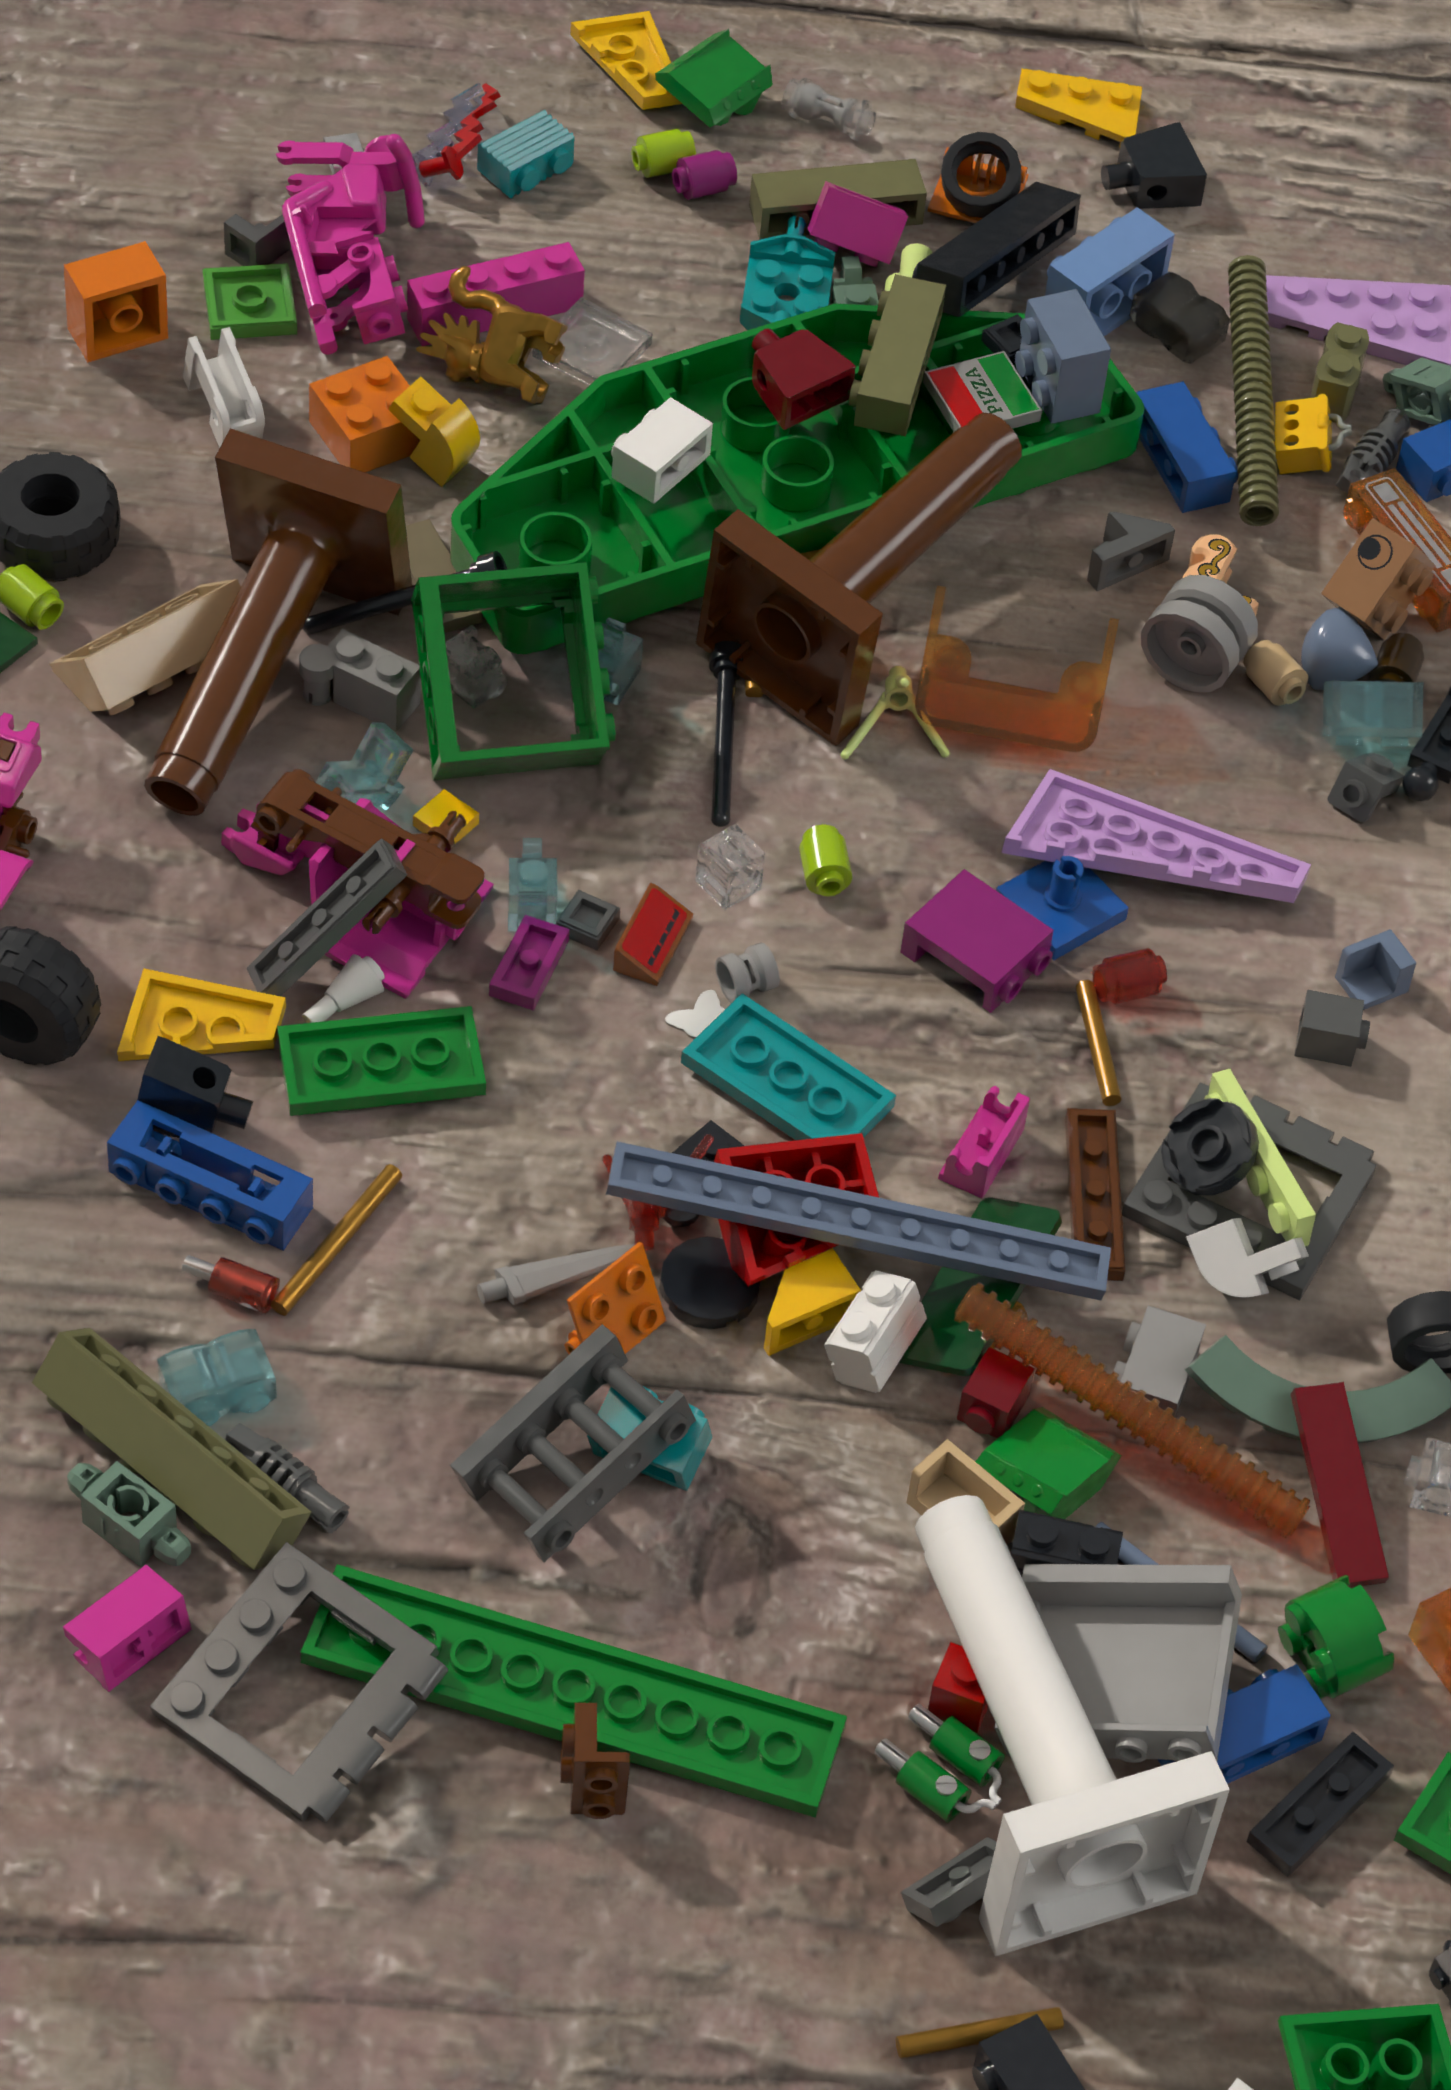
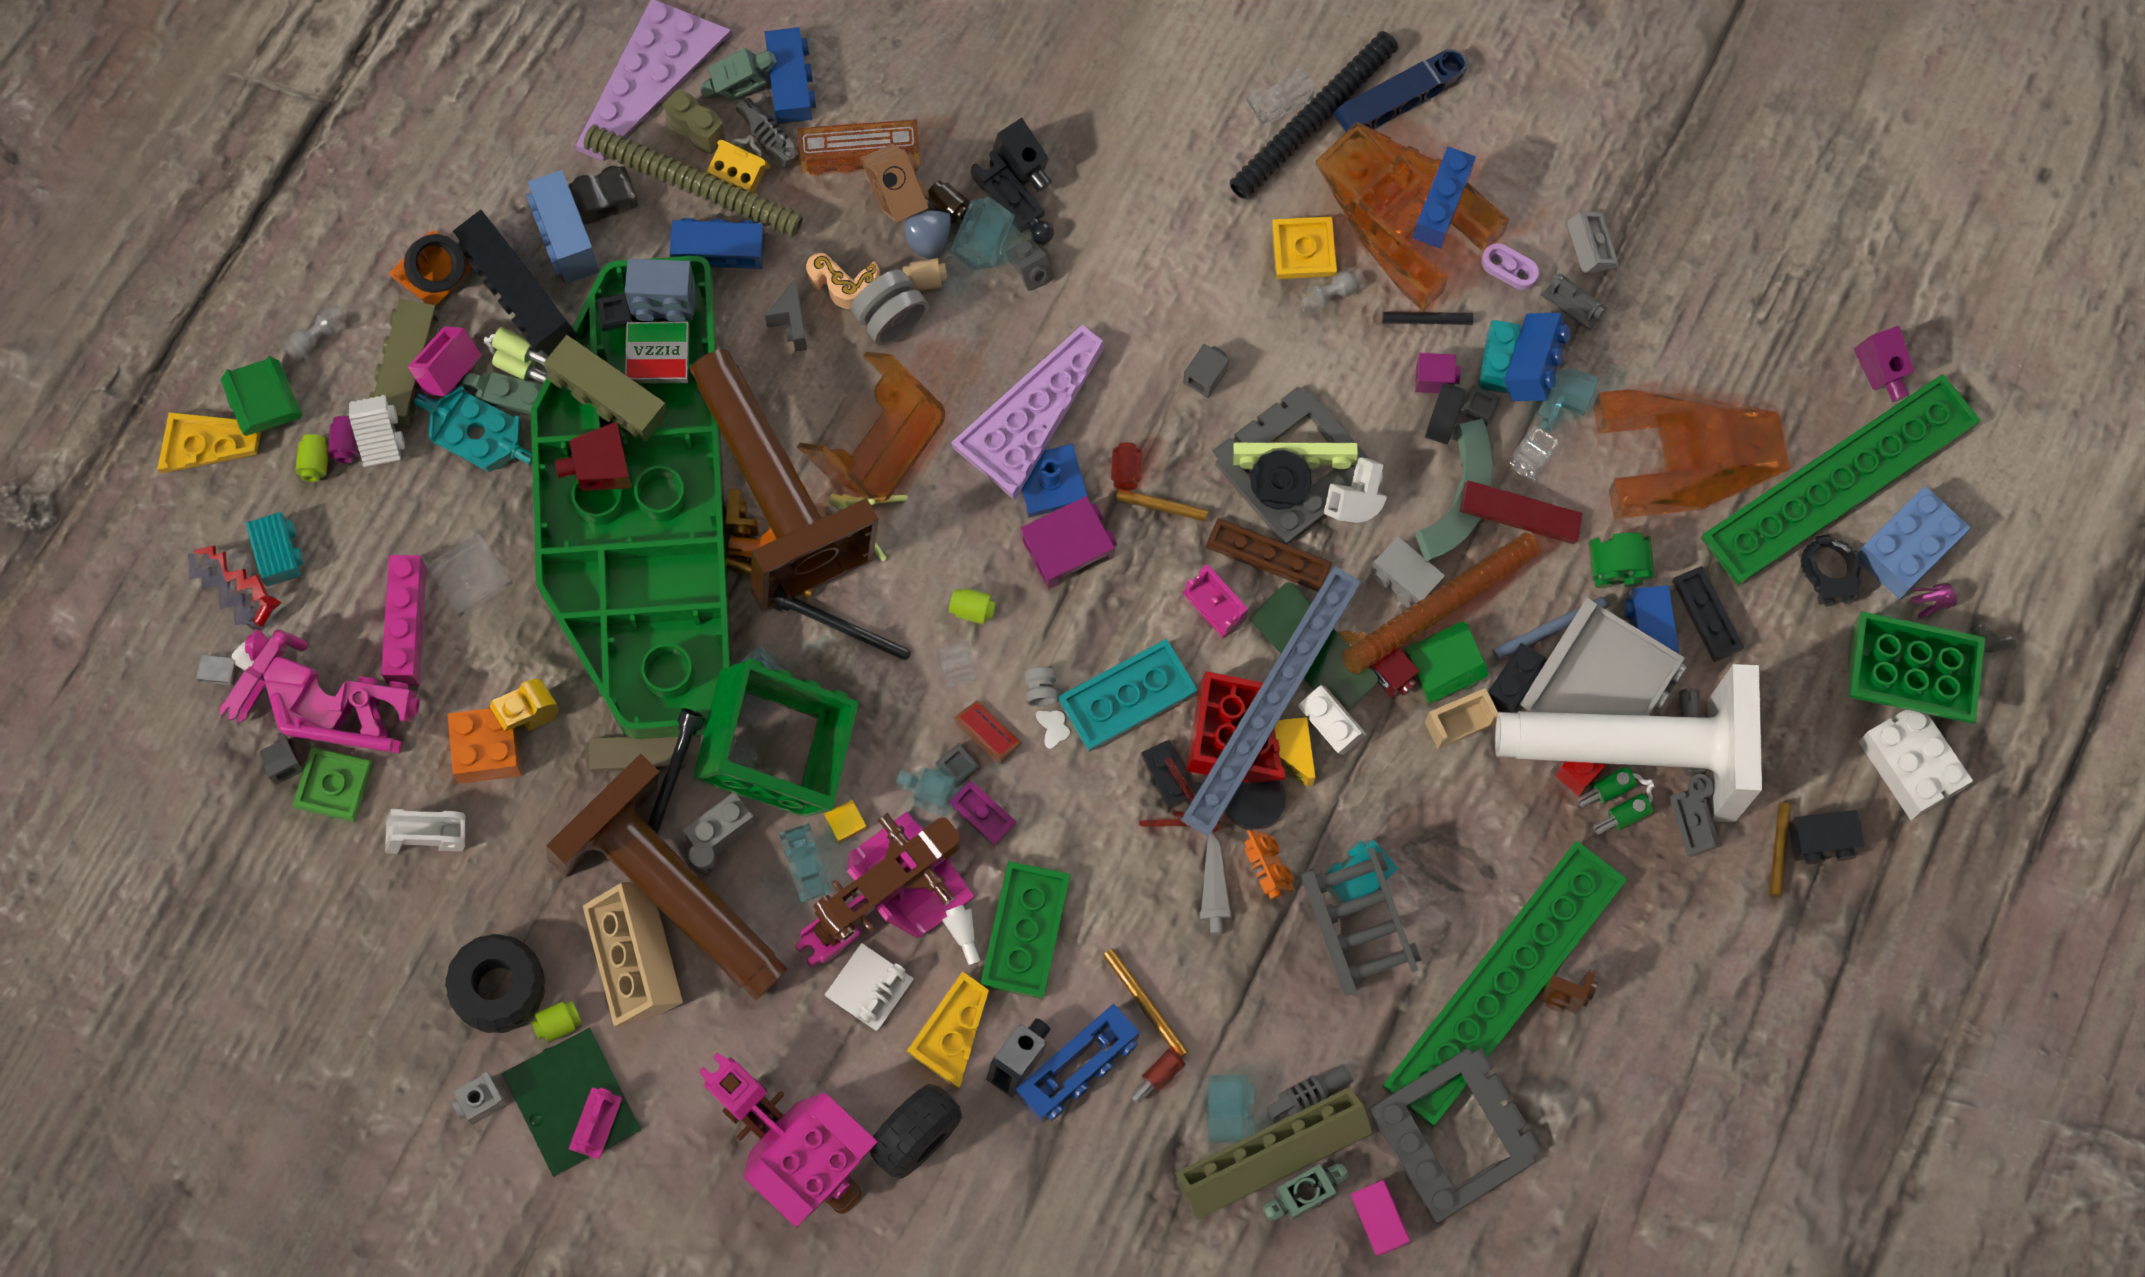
camera: 65 degrees left, 20 degrees up
(116, 301) = (315, 875): orange brick -> none
(220, 913) = (869, 987): none -> white hinge
(327, 920) = (929, 926): dark grey tile -> none
(507, 344) = (469, 638): pearl gold animal -> none
(661, 450) = (635, 572): white brick -> none
(725, 185) = (375, 431): none -> white brick
(1093, 104) = (374, 165): yellow wing -> none
(1158, 169) = (463, 147): black torso -> none
(1376, 969) = (1173, 324): sand blue panel -> none

